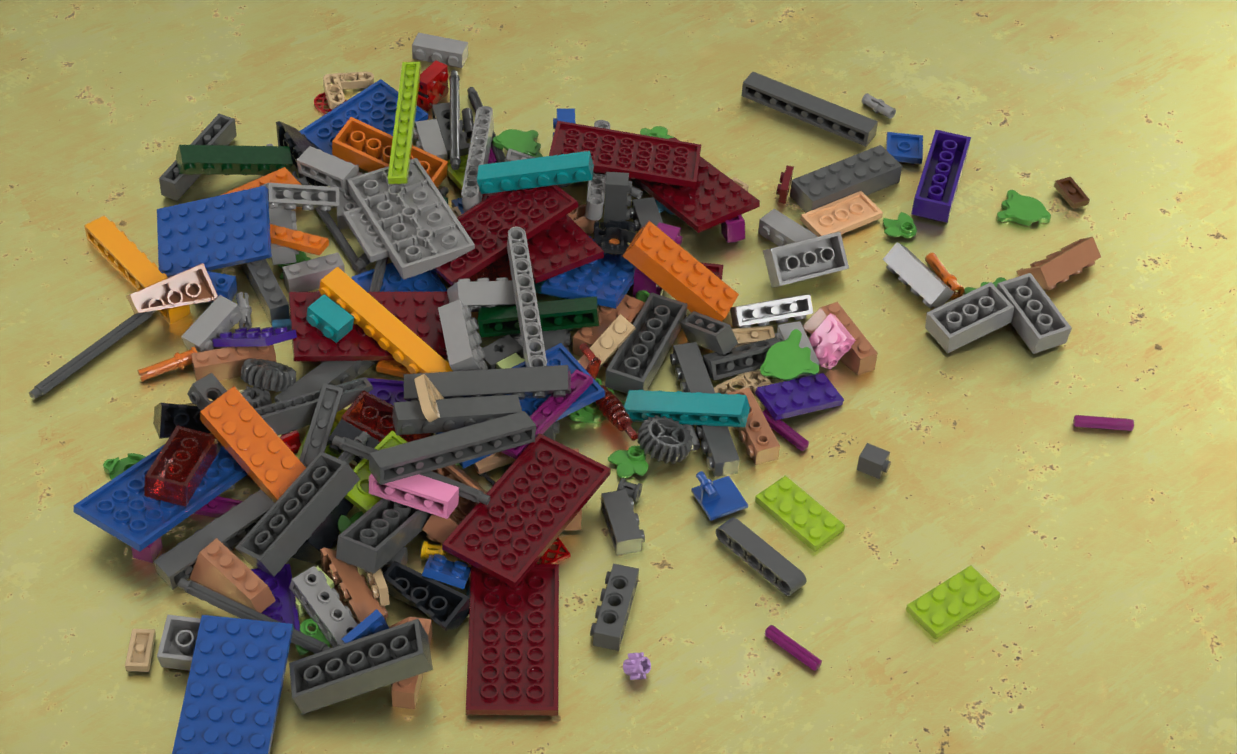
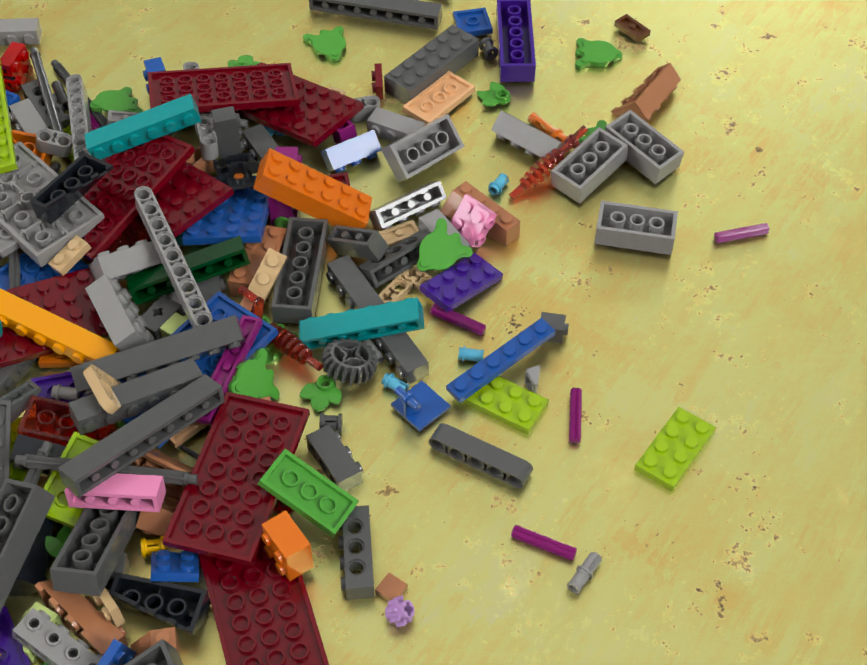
camera: 15 degrees left, 5 degrees up
(391, 397) = (69, 393): none -> light grey pin
(432, 275) = (69, 255): none -> tan plate
(447, 167) = (56, 142): none -> light grey beam
(450, 211) = (69, 187): none -> black wedge
(552, 580) = (287, 546): none -> orange brick
(569, 429) = (254, 379): none -> bright green tile
(586, 539) = (308, 492): none -> bright green plate
(636, 643) = (391, 587): none -> nougat tile
(697, 466) = (392, 382): none -> medium azure pin
(734, 246) = (351, 151): none -> brick
(748, 134) = (328, 43): none -> bright green tile
(757, 434) = (438, 333): nougat brick -> none
(767, 204) = (370, 104): none -> light grey beam
(784, 465) = (470, 354): none -> medium azure pin
(810, 476) = (500, 360): none -> blue plate
(821, 683) = (584, 572): none -> light grey axle
(837, 501) = (532, 378): none -> light grey slope
(866, 546) = (575, 415): none -> magenta axle
(869, 315) = (495, 187): none -> medium azure pin
(910, 178) = (488, 48): none -> dark grey bush
(958, 290) = (543, 168): none -> clear red piece
(994, 389) = (636, 227): none -> light grey brick

